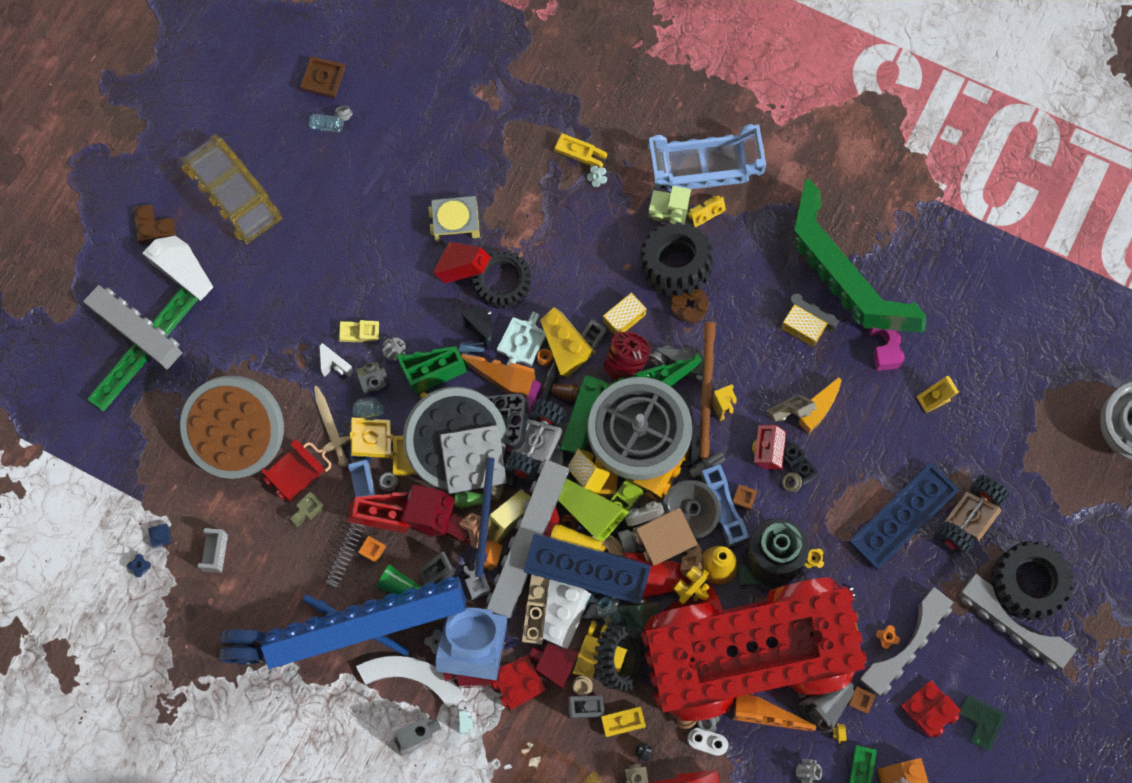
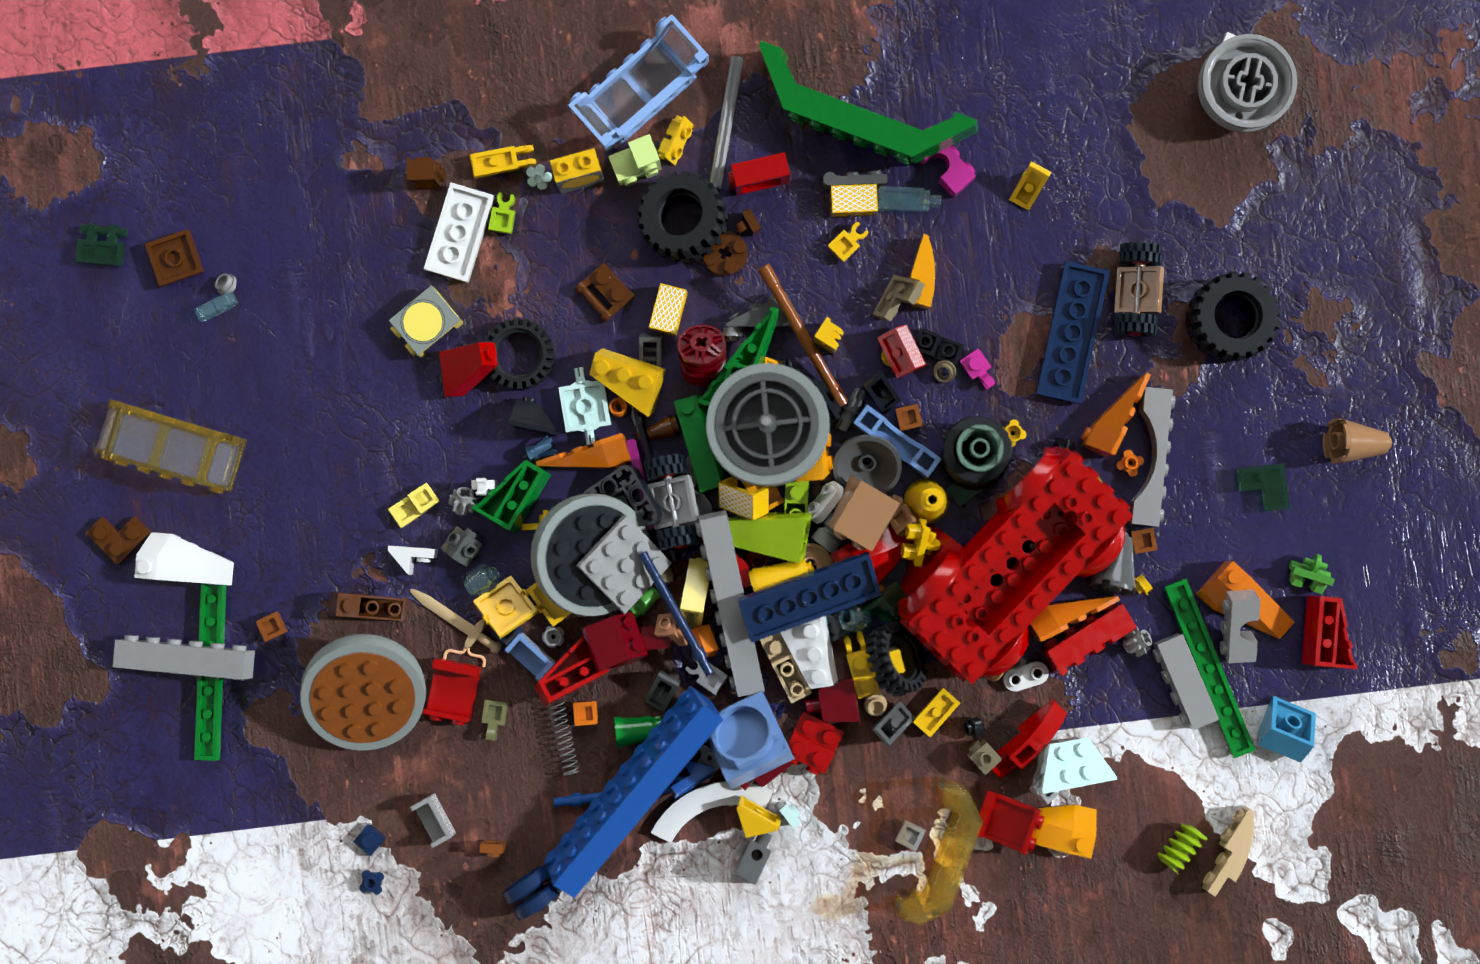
camera: 35 degrees left, 15 degrees up
(205, 347) = (271, 626): none -> dark orange plate
(238, 599) = (492, 848): none -> dark orange plate
(278, 375) = (366, 606): none -> reddish brown slope
(280, 45) = (101, 252): none -> clear green plate
(414, 345) = (483, 485): none -> white plate
(417, 646) = (696, 774): none -> blue slope
(437, 706) = (756, 819): none -> yellow slope
(518, 177) = (459, 232): none -> white plate
(523, 124) = (425, 173): none -> reddish brown window
(555, 186) = (502, 218): none -> lime plate
(594, 274) = (610, 287): none -> reddish brown plate
(625, 185) = (577, 171): none -> yellow panel
(719, 294) = (749, 223): none -> reddish brown tile
(736, 465) = (881, 392): none -> black slope
(748, 265) = (759, 174): none -> red window
(749, 221) = (726, 121): none -> light grey axle
(773, 743) = (1087, 638): none -> red wedge
(778, 351) = (845, 244): none -> yellow plate
(817, 494) = (976, 366): none -> dark pink plate
(842, 349) = (906, 199): none -> clear light blue hinge
(890, 598) = (1109, 430): none -> orange wedge
(931, 710) = (1212, 505): red plate -> none
(981, 596) = (1194, 363): light grey arch -> none
(1071, 733) = (1353, 441): none -> medium nougat cone

